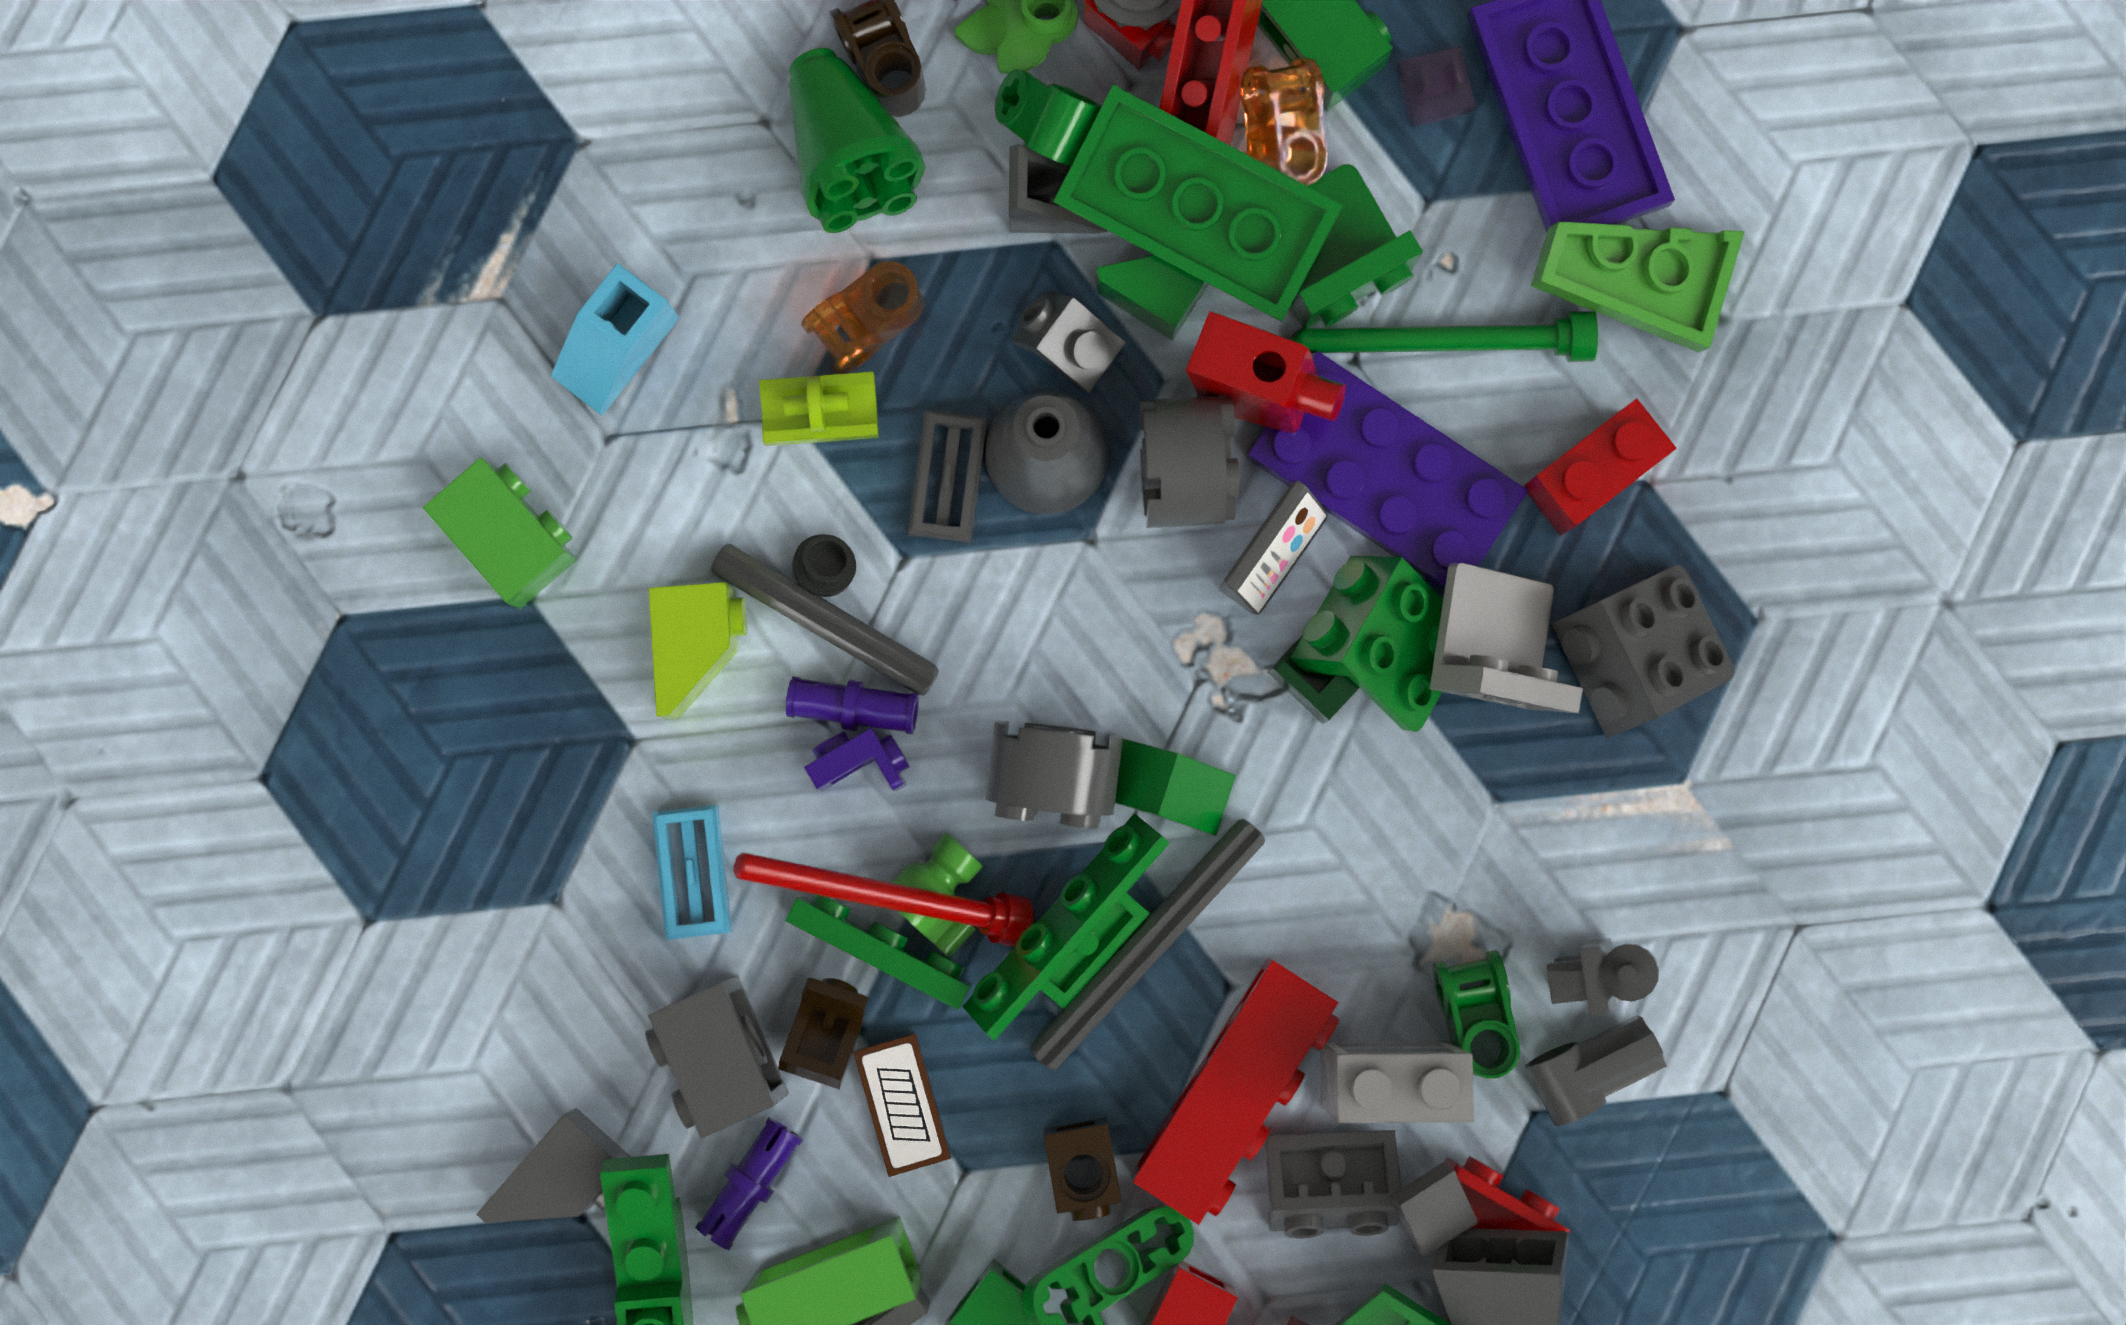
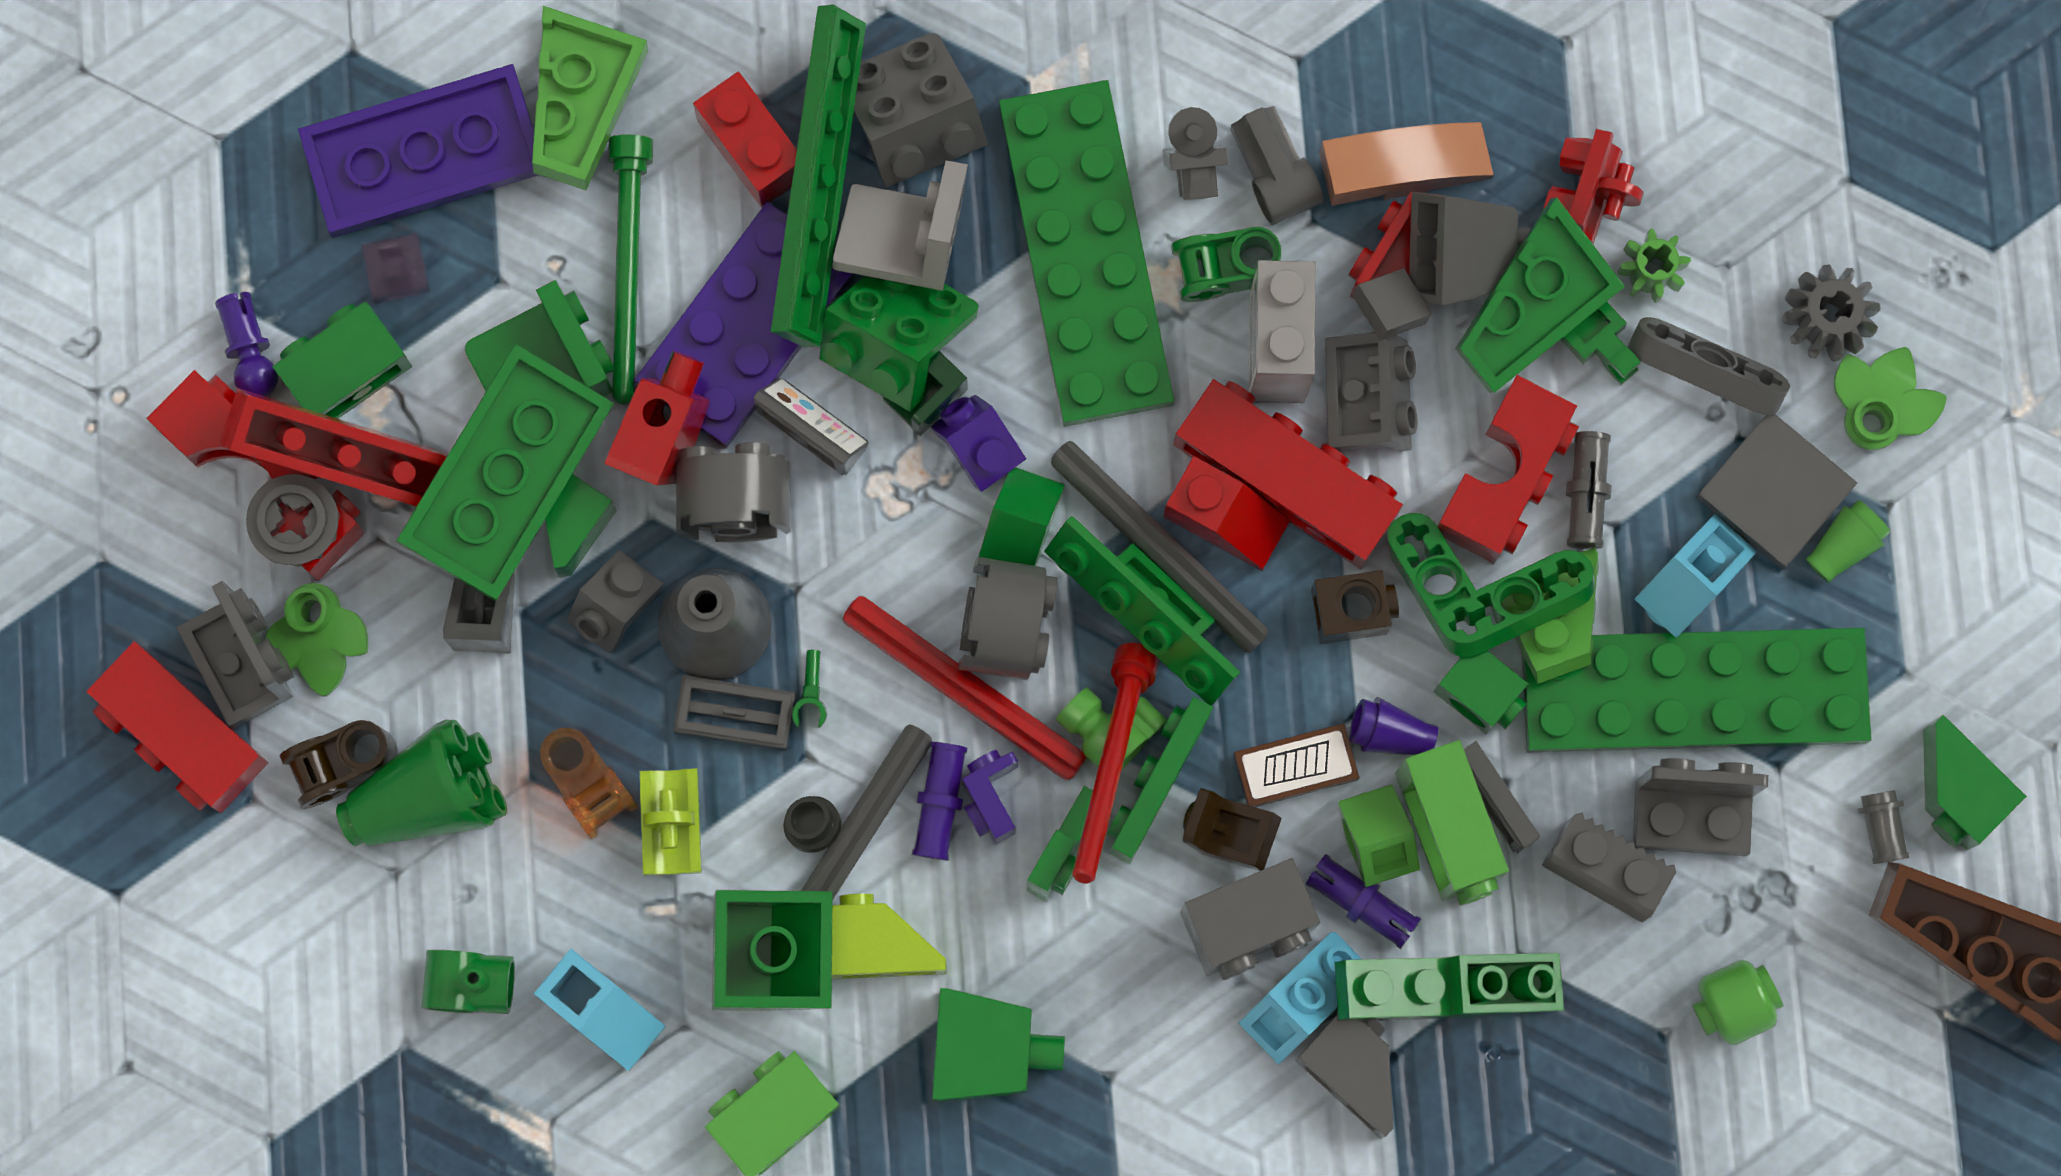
camera: 90 degrees left, 5 degrees down
(577, 765) = (987, 1048): none -> green torso
(635, 1119) = (1298, 1000): none -> medium azure bracket
(642, 200) = (468, 982): none -> green piece
(675, 522) = (772, 950): none -> green slope
(717, 870) = (1134, 946): medium azure tile -> none
(778, 837) = (1057, 860): none -> green plate
(819, 1201) = (1379, 835): none -> bright green brick
(943, 1211) = (1390, 730): none -> dark purple cone
(973, 560) = (811, 688): none -> green hand
(975, 733) = (964, 688): none -> red axle
(1045, 116) = (413, 608): green piece -> none
(1185, 1020) = (1225, 513): none -> red slope
(1261, 736) = (978, 440): none -> dark purple bracket
(1286, 118) = (430, 400): clear orange piece -> none
(1486, 853) = (1086, 253): none -> green plate
(1558, 543) = (818, 176): none -> green tile
(1607, 1219) = (1404, 161): none -> nougat slope

